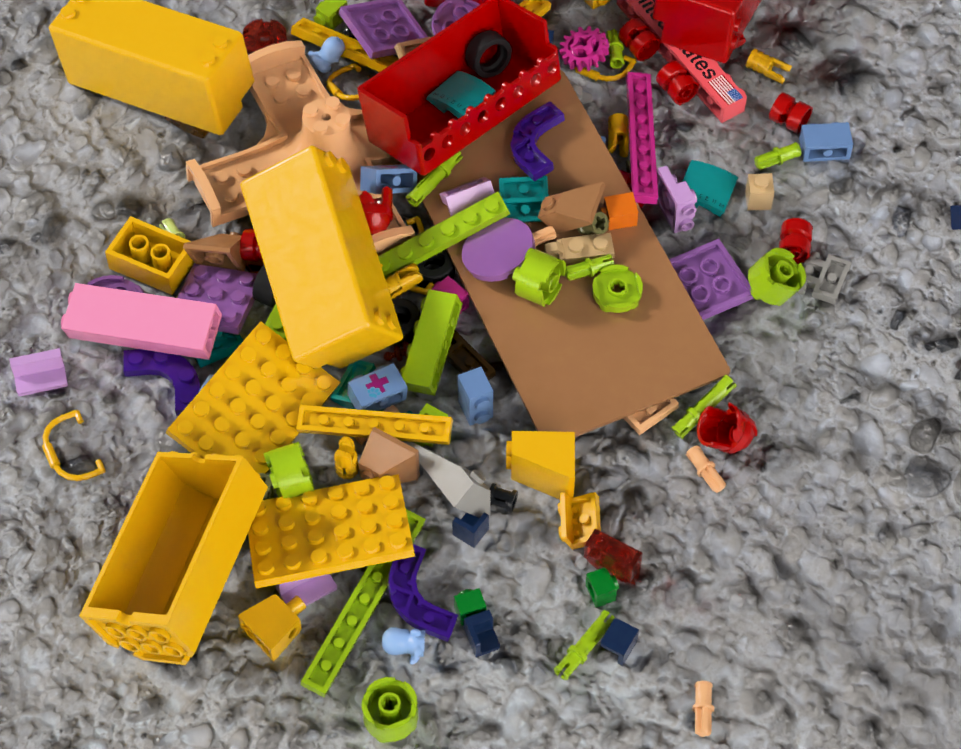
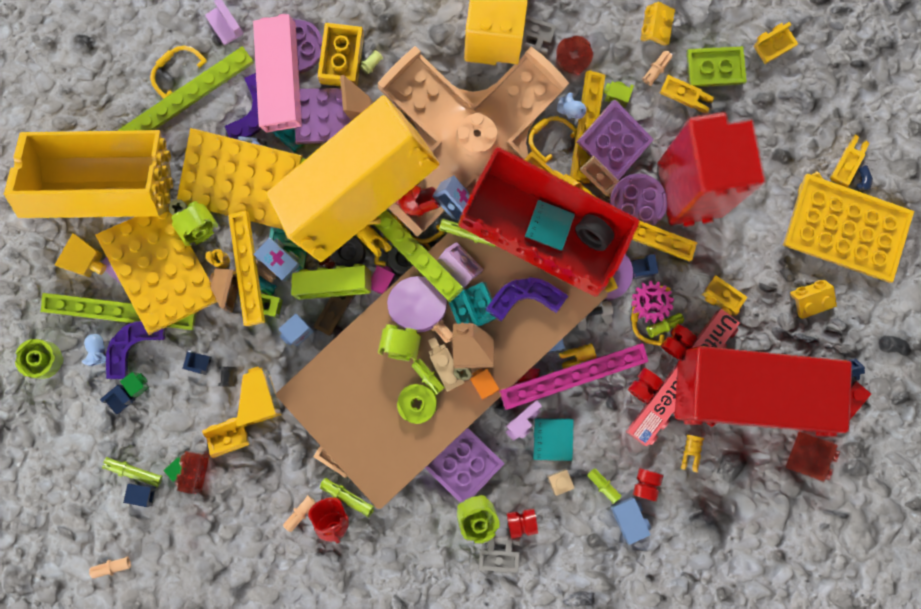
camera: 70 degrees right, 25 degrees up
(110, 436) = (191, 92): none -> lime plate
(461, 486) = (219, 339): light grey wedge -> none

